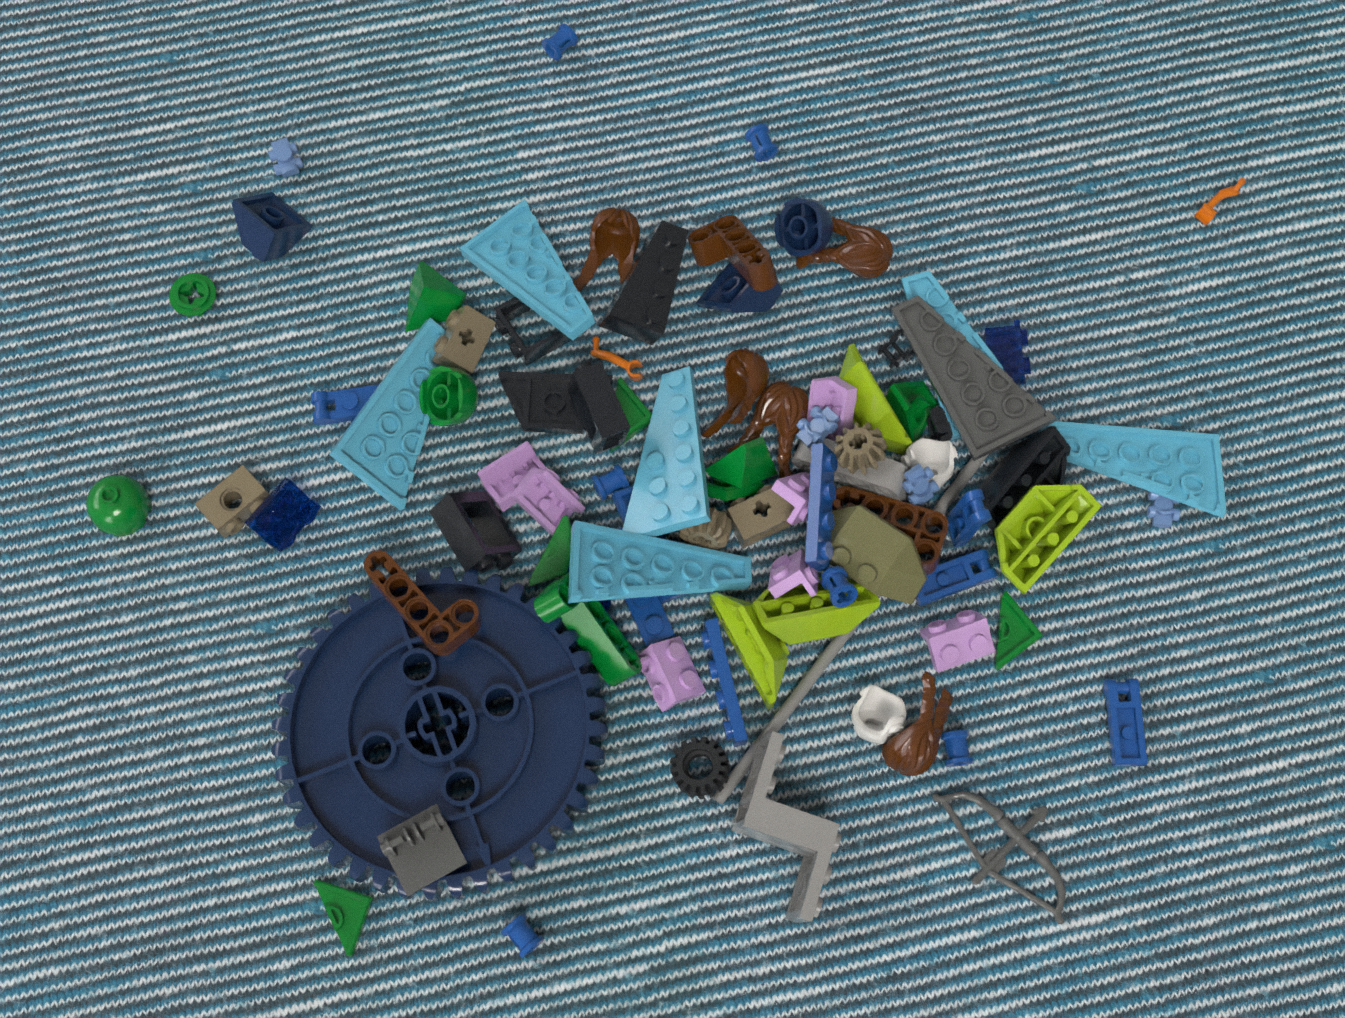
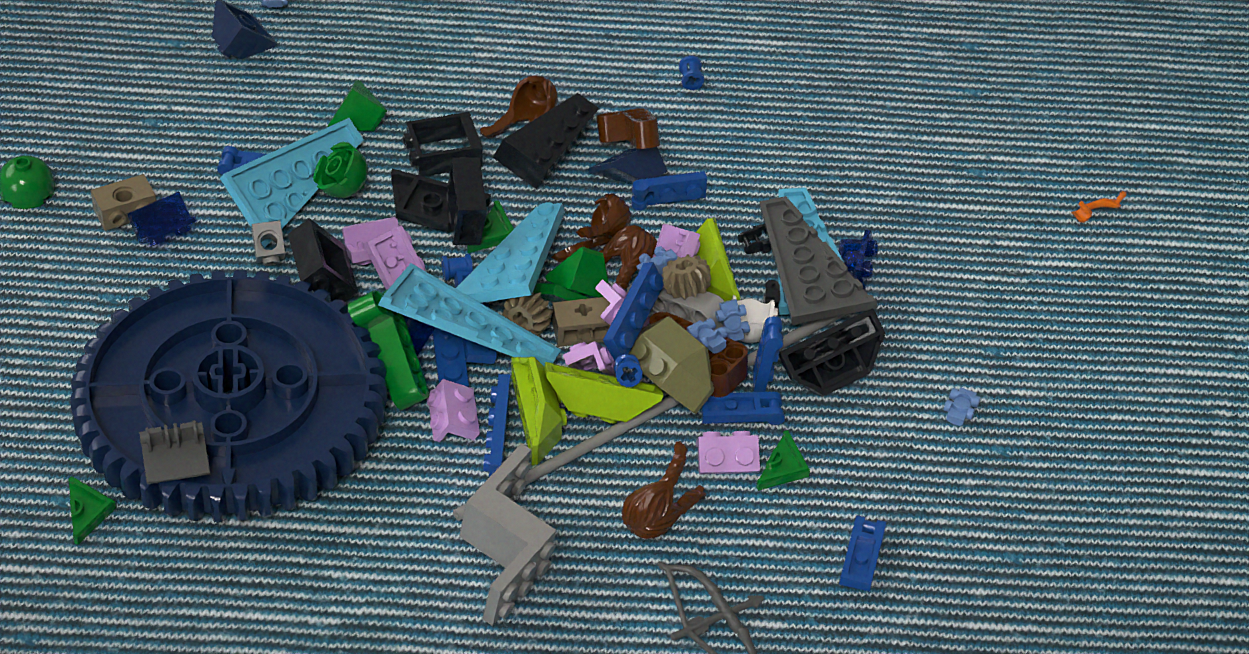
camera: 15 degrees right, 25 degrees down
(186, 286) = (152, 57): green gear -> none
(401, 502) = (268, 230): none -> light grey brick
(415, 600) = (258, 305): reddish brown beam -> none
(475, 332) = (374, 136): dark tan brick -> none
(522, 935) = (236, 561): blue bush -> none
(527, 266) = (449, 101): medium azure wing -> none
(613, 358) = (512, 195): orange piece -> none
(696, 749) = (445, 493): black tyre -> none
(791, 312) = (668, 189): none -> blue plate
(803, 227) = (704, 130): dark blue cylinder -> none
(864, 252) = (750, 159): reddish brown hair -> none
(878, 715) = (626, 479): white cap -> none
(902, 517) = (706, 335): none -> medium blue piece
(912, 406) = (750, 274): green slope -> none
(957, 748) = (694, 530): blue bush -> none
(1041, 529) = (834, 384): lime wedge -> none
(1156, 460) = (971, 371): medium azure wing -> none

